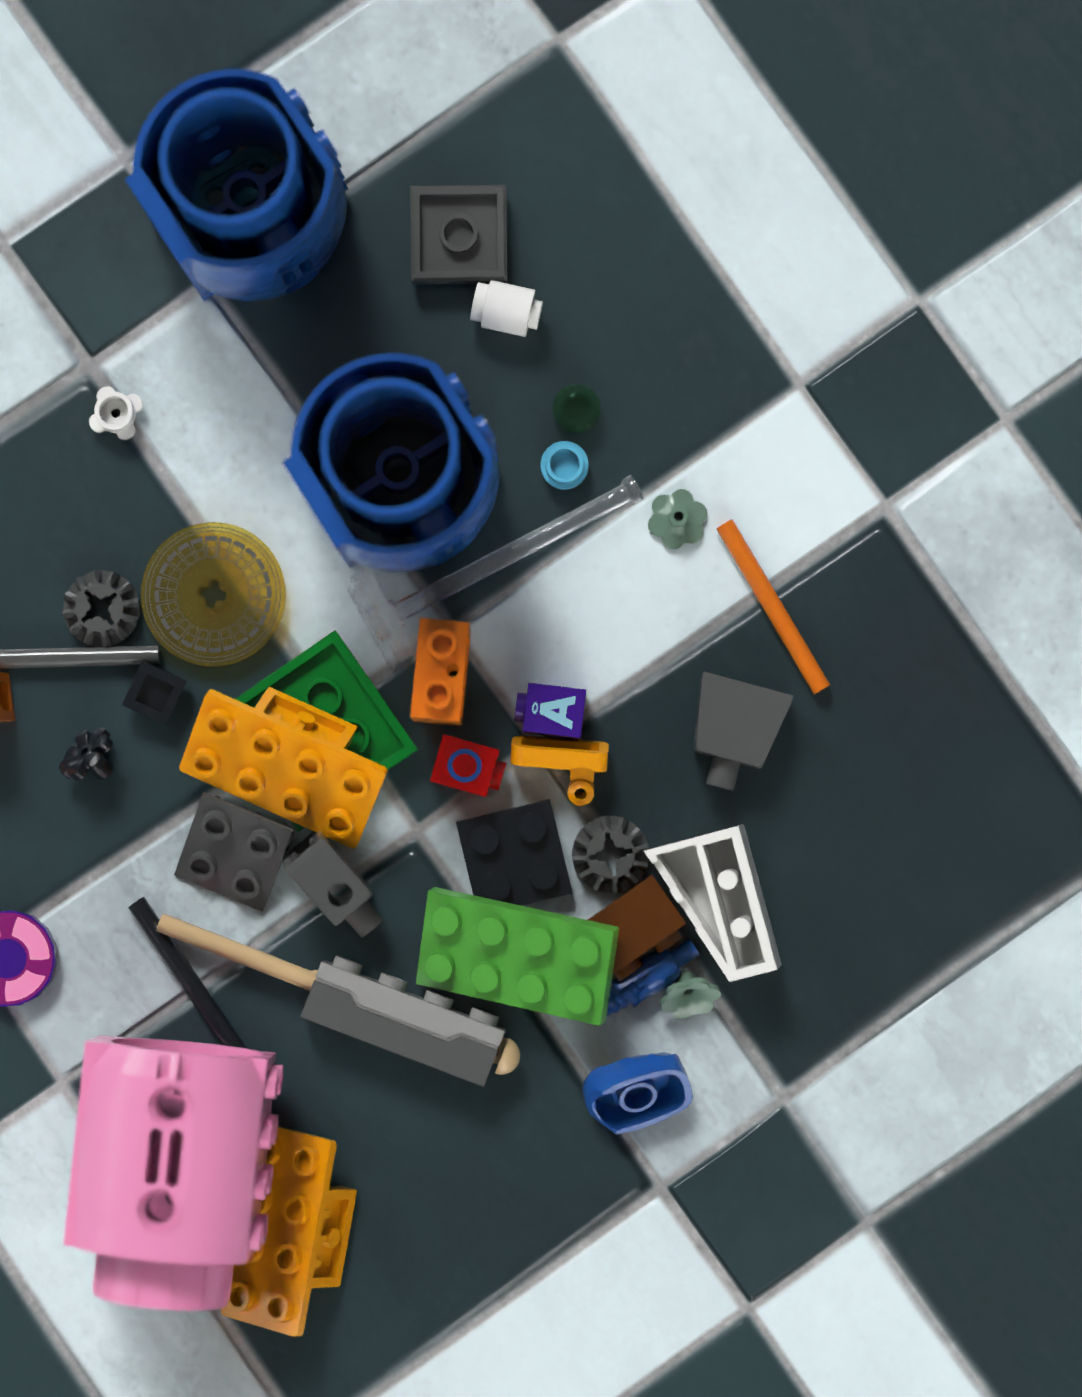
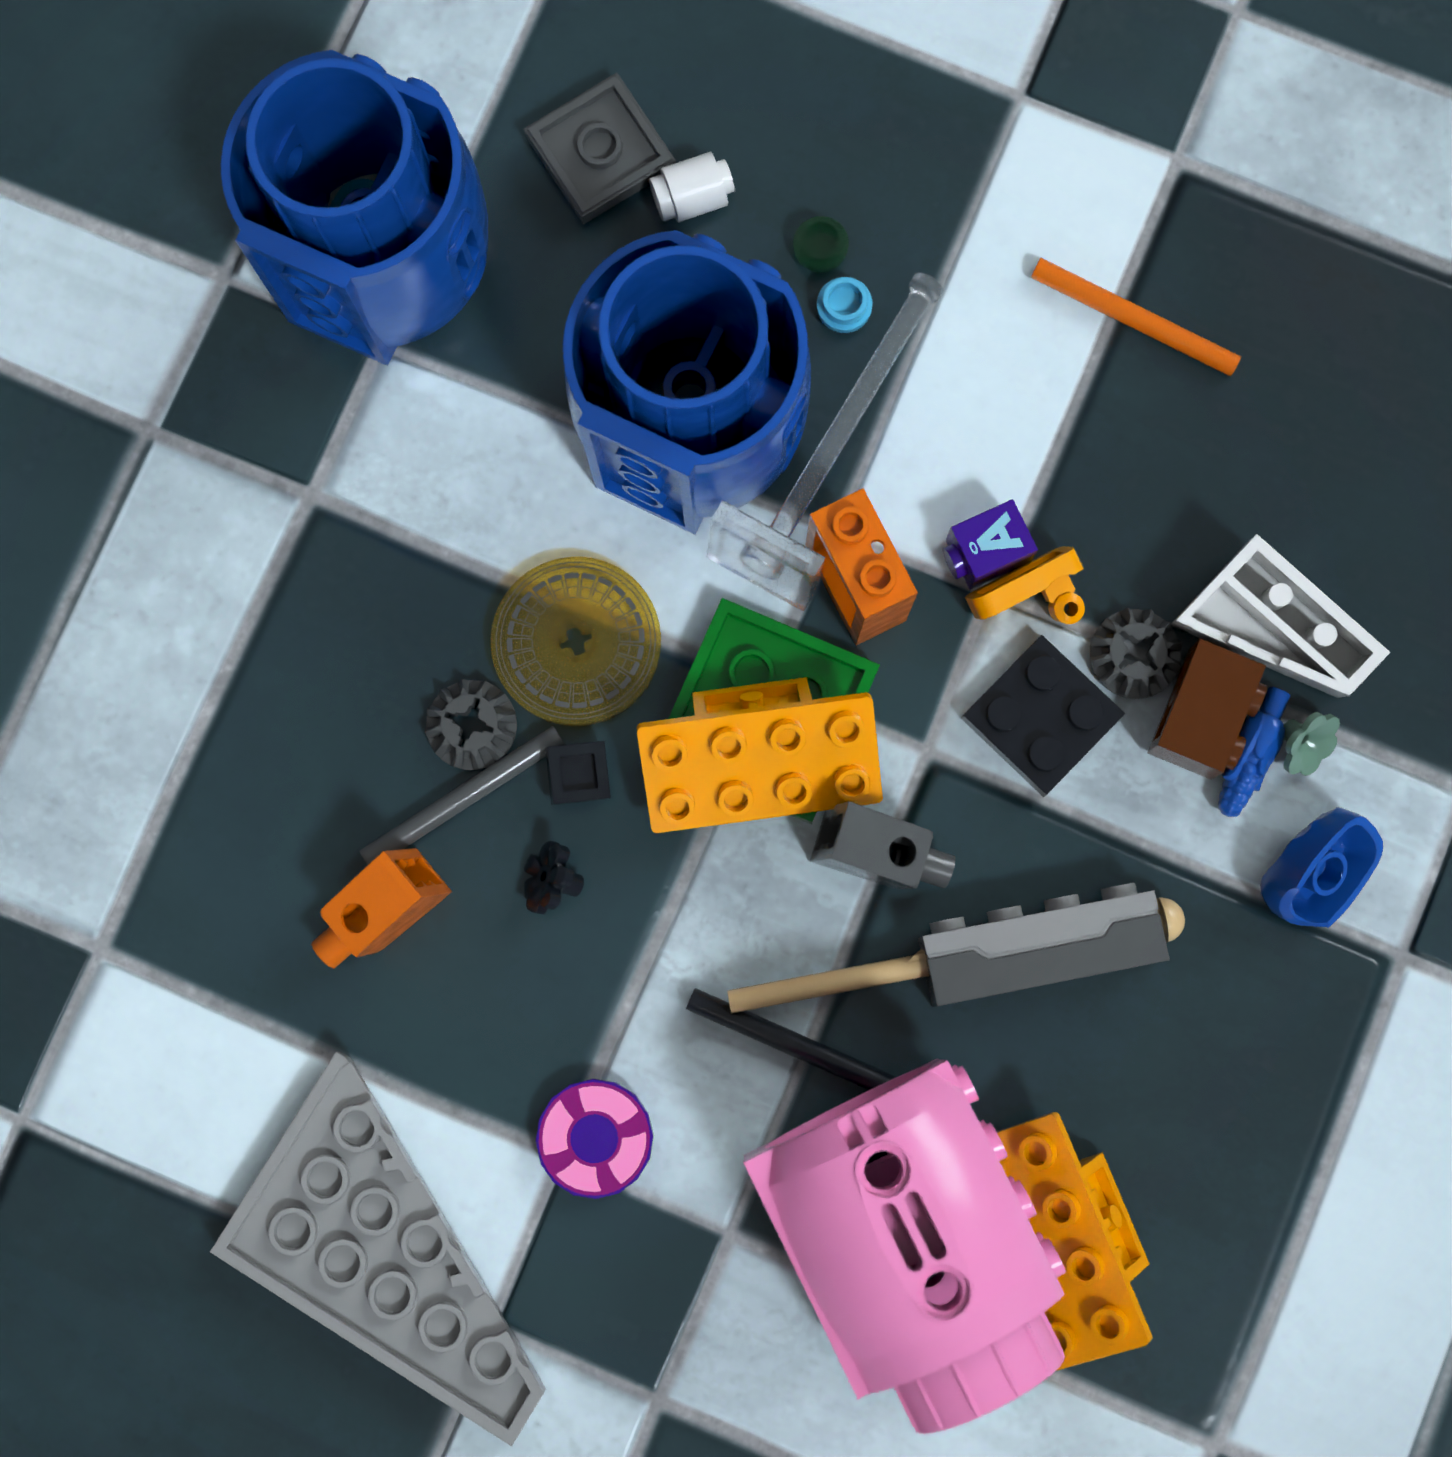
camera: 30 degrees left, 5 degrees down
(108, 401) = (355, 511): white plate -> none
(233, 851) = (759, 883): dark grey hinge -> none
(467, 766) = (940, 652): red brick -> none
(517, 955) = (1117, 805): bright green plate -> none
(675, 532) = (982, 301): sand green plant -> none
(736, 725) = (1178, 447): dark grey torso -> none

